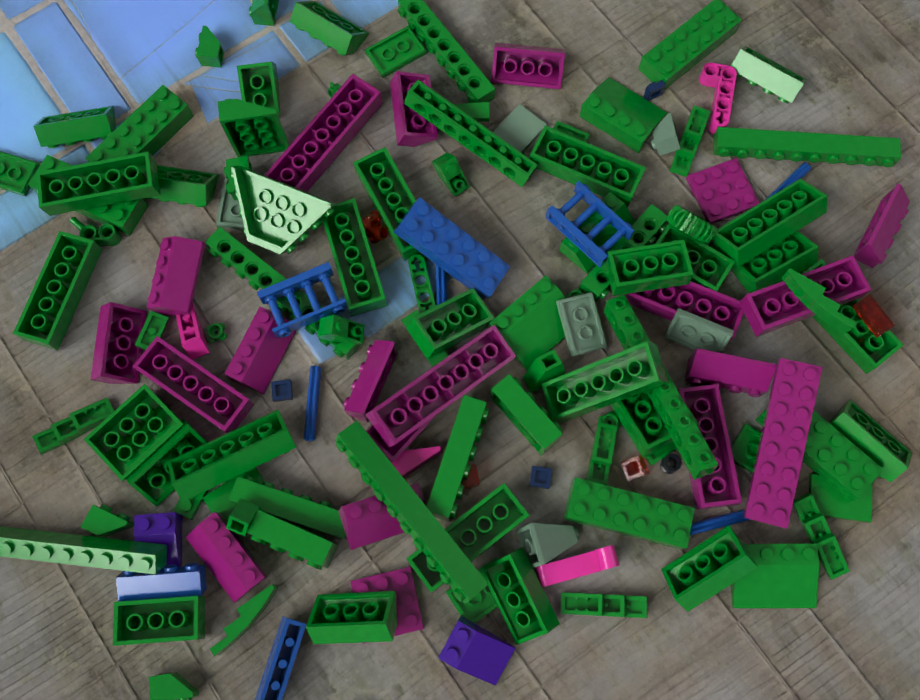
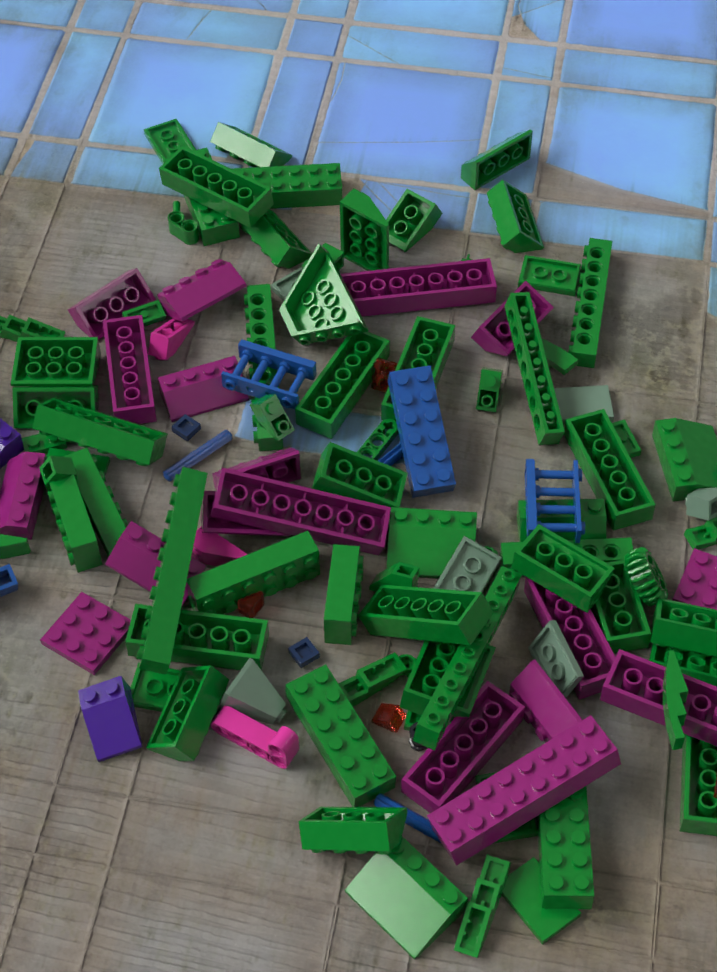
camera: 45 degrees right, 20 degrees down
(58, 290) = (113, 238): green brick -> none
(209, 50) = (404, 168): green slope -> none
(211, 329) = (187, 352): green plate -> none
(353, 618) = (53, 611): green slope -> none
(527, 65) = (648, 363): magenta slope -> none
(604, 605) = (244, 785): green slope -> none
(872, 440) = (618, 879): green slope -> none

